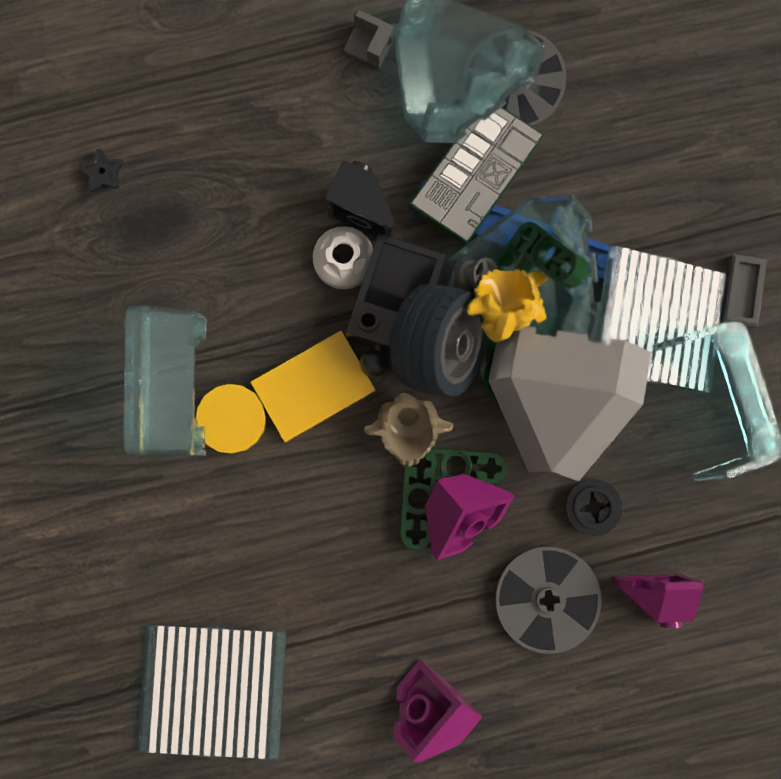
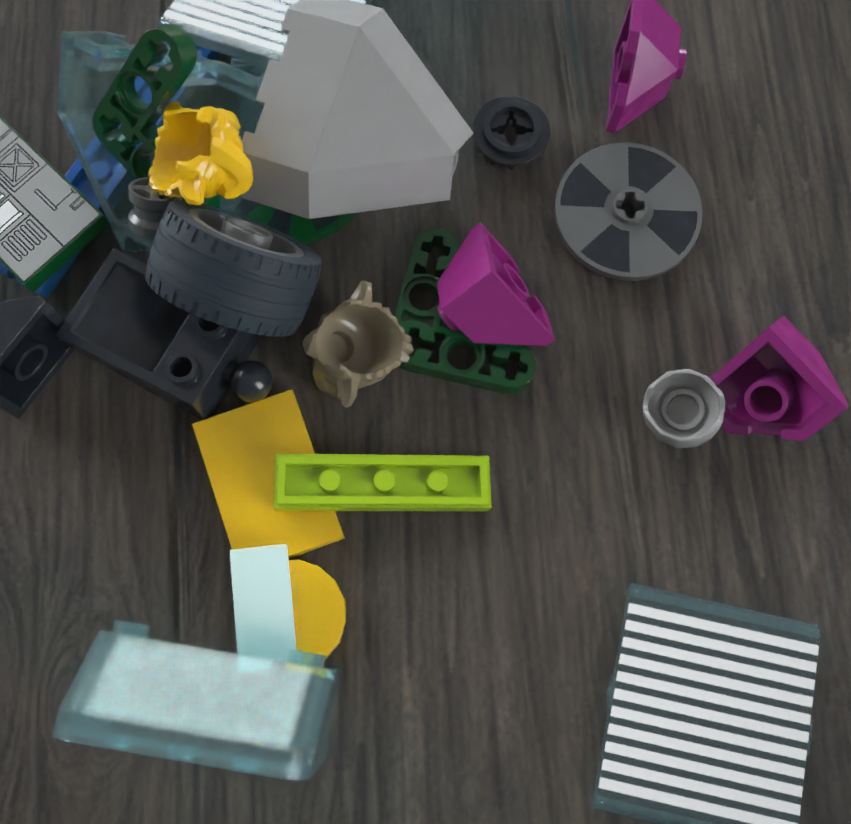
camera: 80 degrees left, 10 degrees down
(230, 402) = (263, 602): none -> light aqua slope
(322, 461) = (381, 482): none -> lime tile
(337, 274) = (102, 419): white piece -> none
(404, 653) = (683, 408): none -> light grey hair

